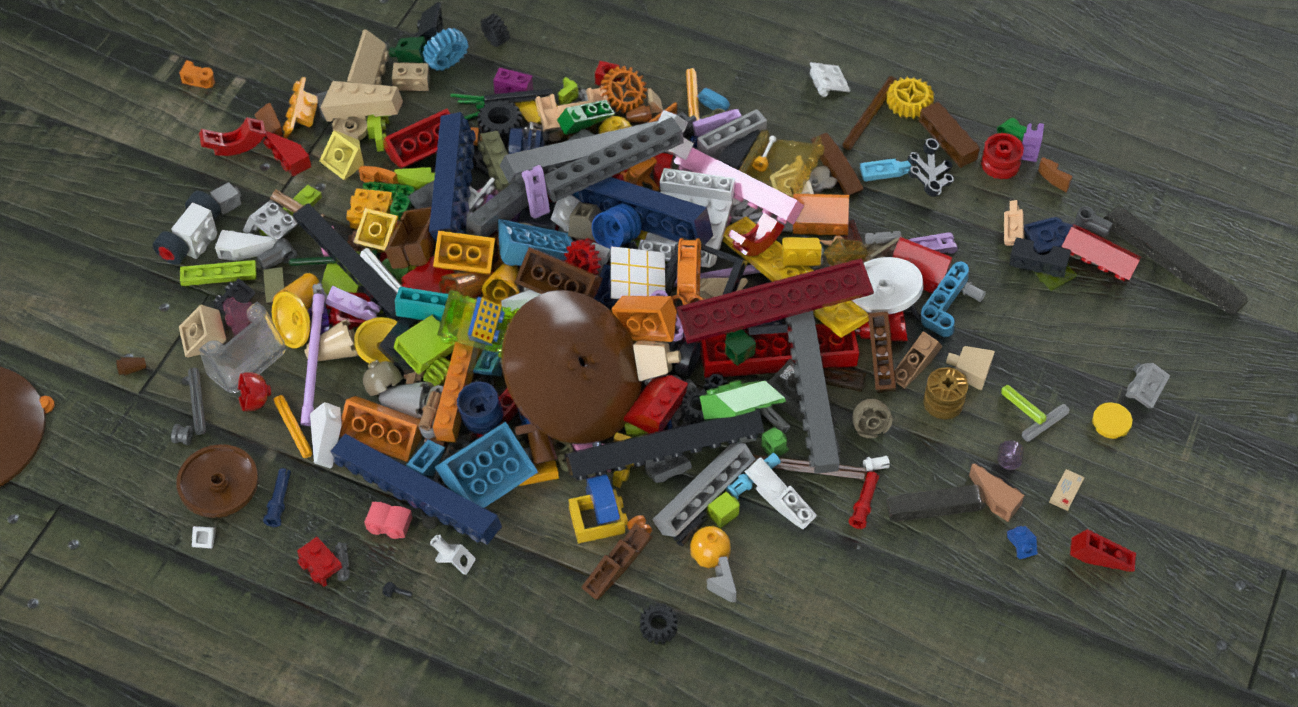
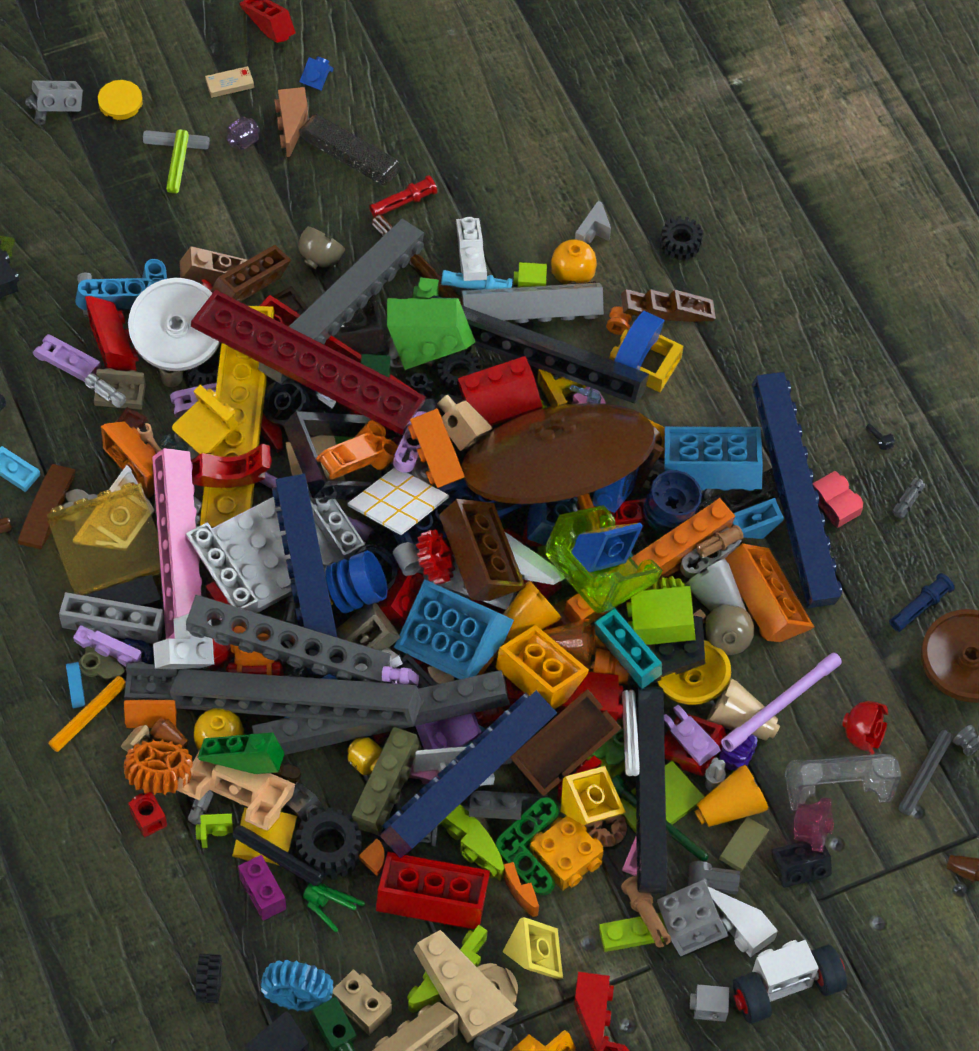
camera: 140 degrees left, 5 degrees up
(199, 328) = (865, 844): tan slope -> none
(218, 273) = (792, 909): lime plate -> none
(291, 319) = (767, 762): yellow dish -> none
(293, 426) = (849, 668): light orange axle -> none
(318, 561) = (932, 506): red bracket -> none
(325, 432) = (823, 629): white slope -> none
(452, 553) = (810, 426): white bracket -> none
(519, 142) = (336, 779): dark blue wheel -> none
(762, 159) = (117, 564): light orange hinge -> none
(845, 251) = (161, 398): clear yellow brick -> none
(876, 463) = (358, 217): white pin -> none
(945, 393) = (233, 215): pearl gold wheel -> none
(973, 364) = (175, 224): tan torso -> none

